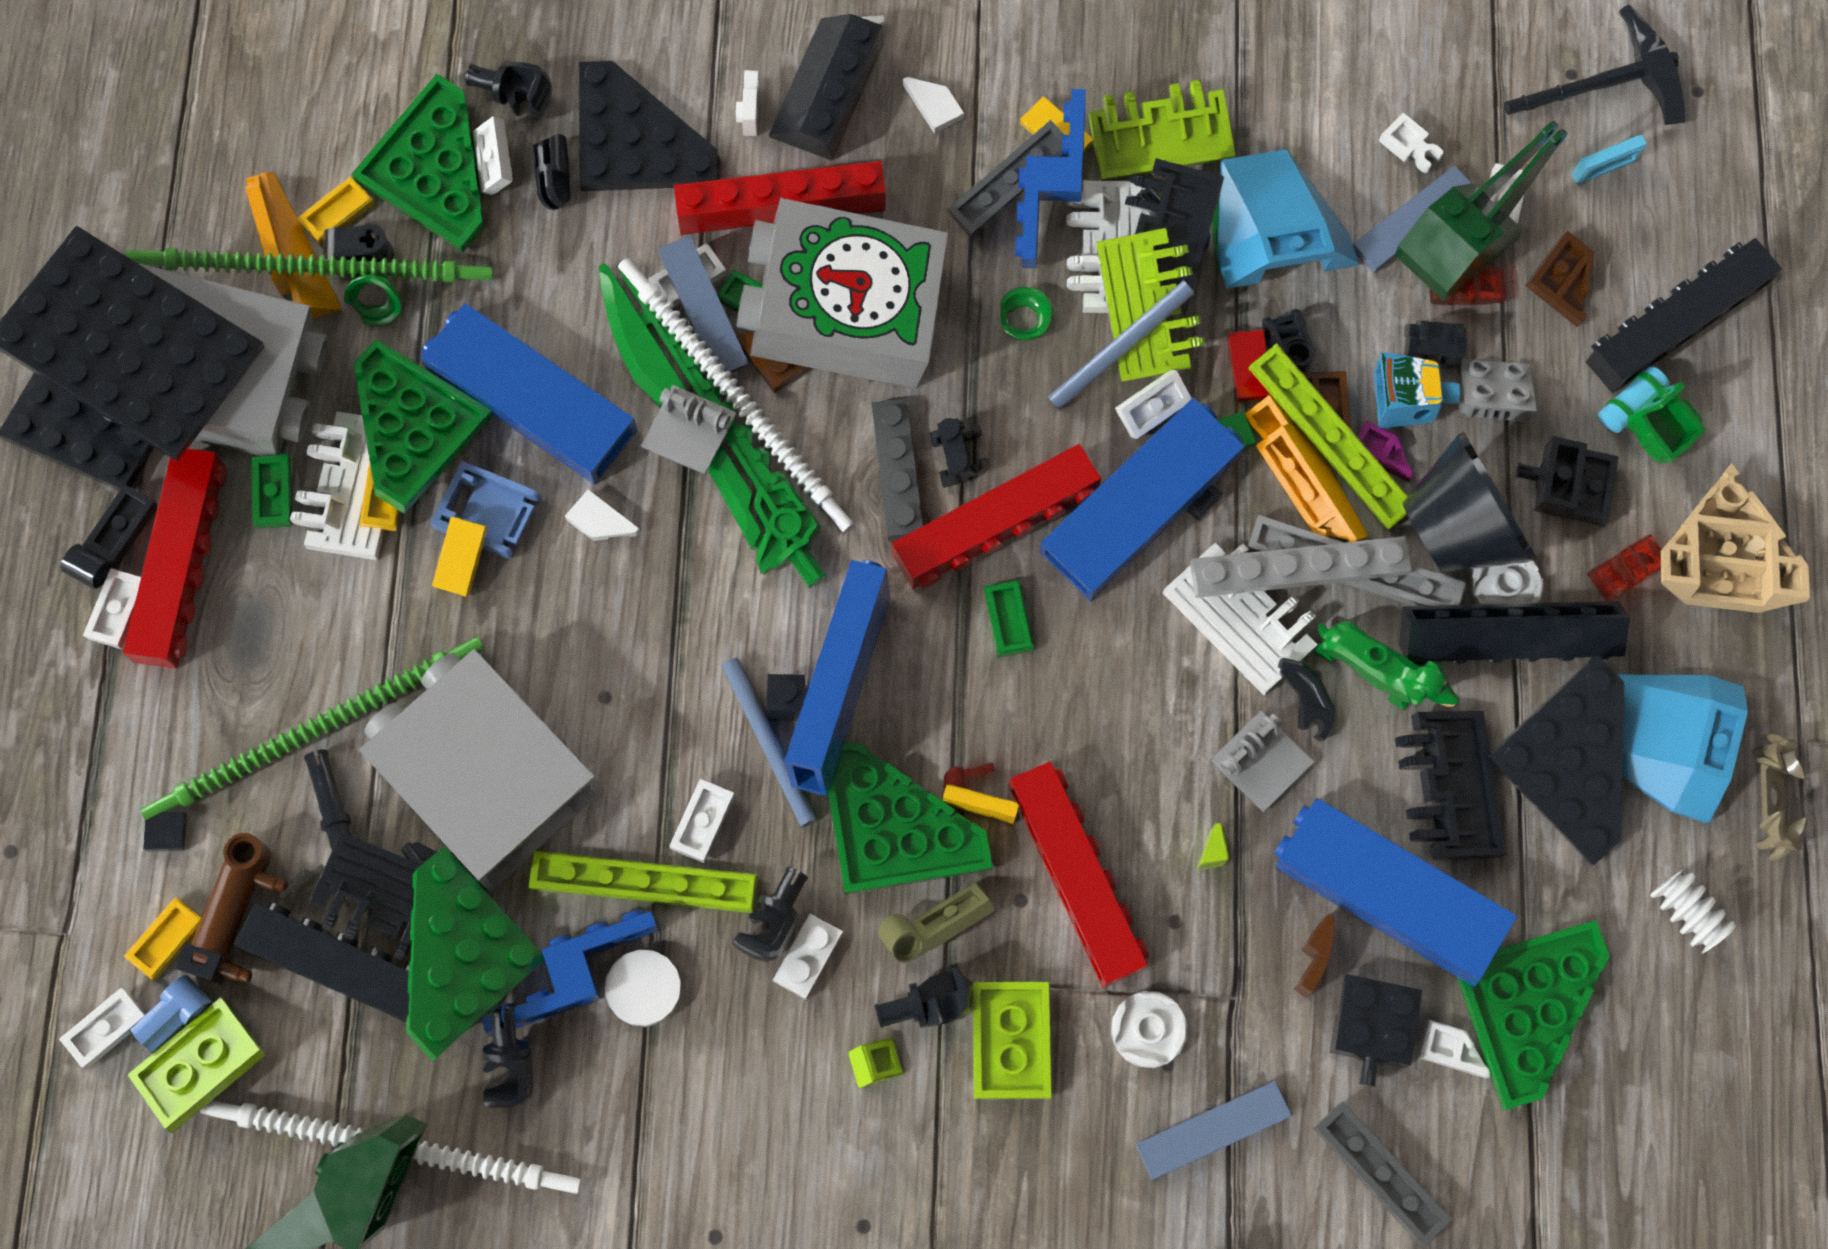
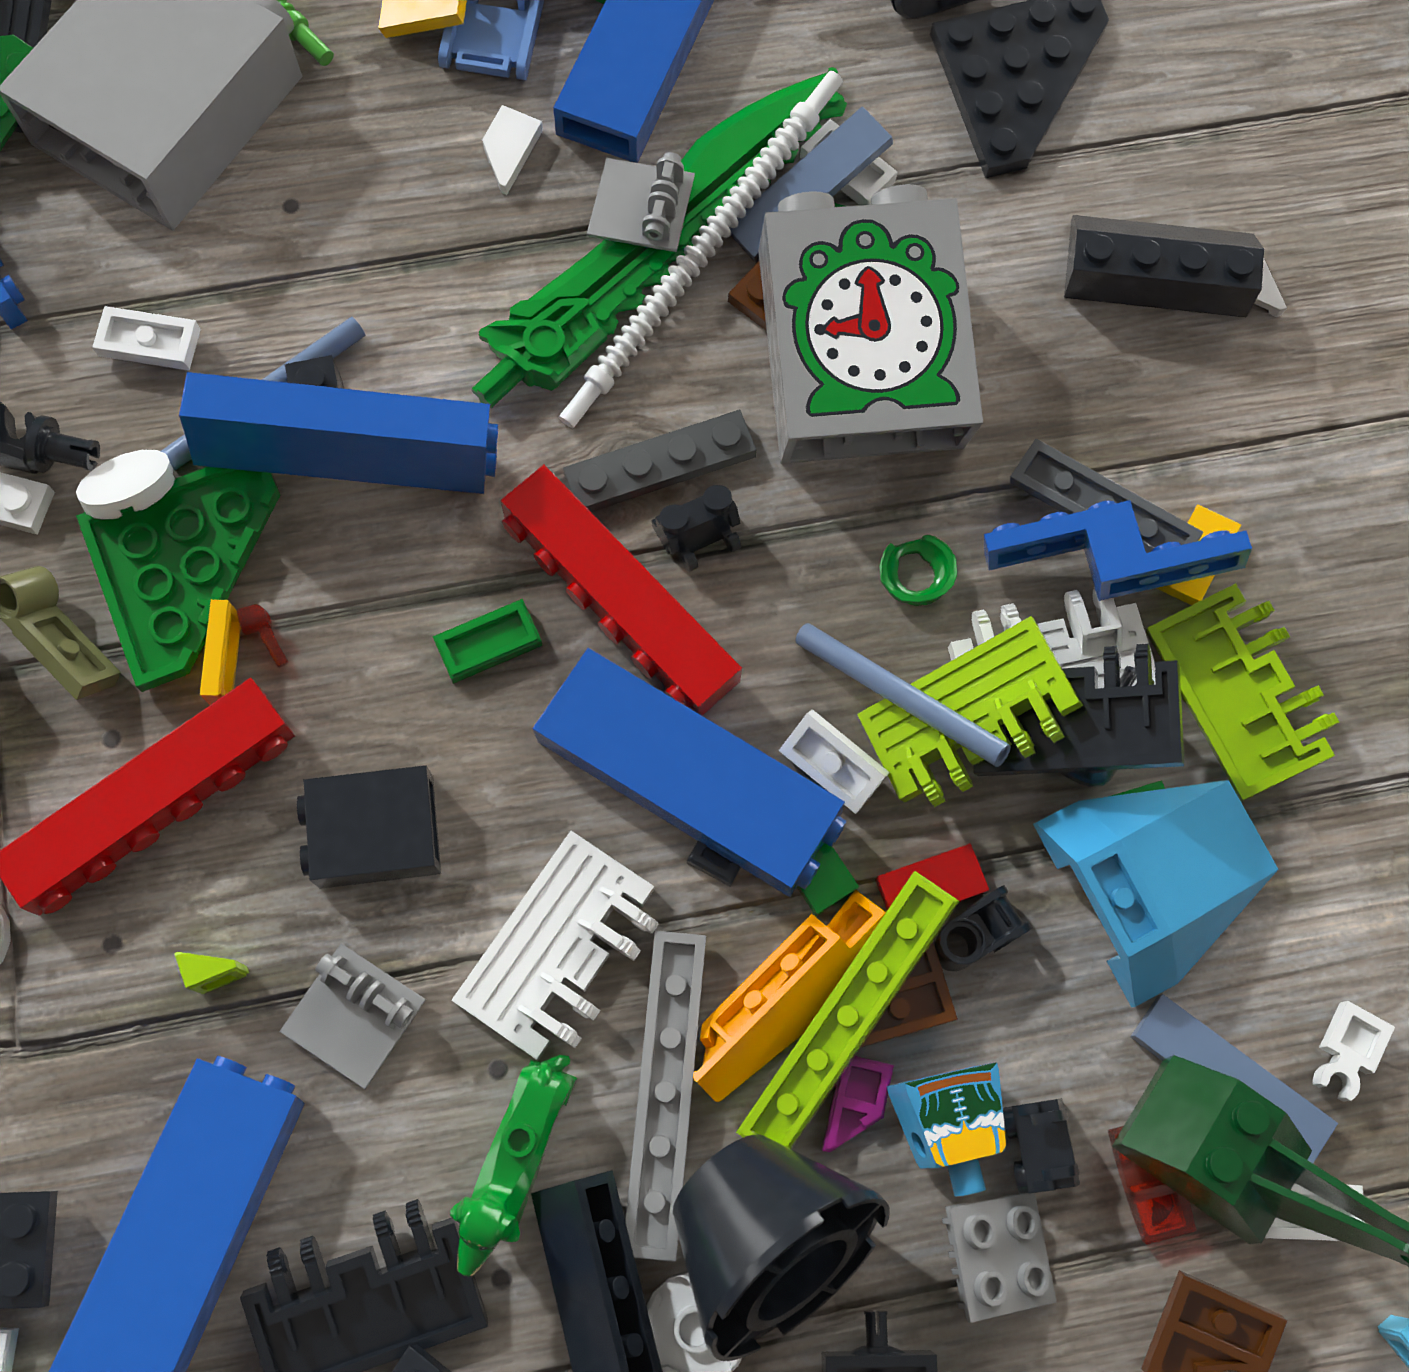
camera: 75 degrees right, 0 degrees up
(643, 882) = (65, 298): lime tile -> none
(742, 200) = (992, 247): red brick -> none
(748, 109) = (1099, 178): white plate -> none
(829, 849) = (126, 481): none -> white tile
(934, 103) = (1183, 397): white tile -> none
(1134, 721) = (369, 827): none -> black brick
(1300, 566) = (637, 1010): light grey plate -> none
(1312, 695) = (458, 1068): black piece -> none
(1319, 947) = (88, 1144): reddish brown slope -> none

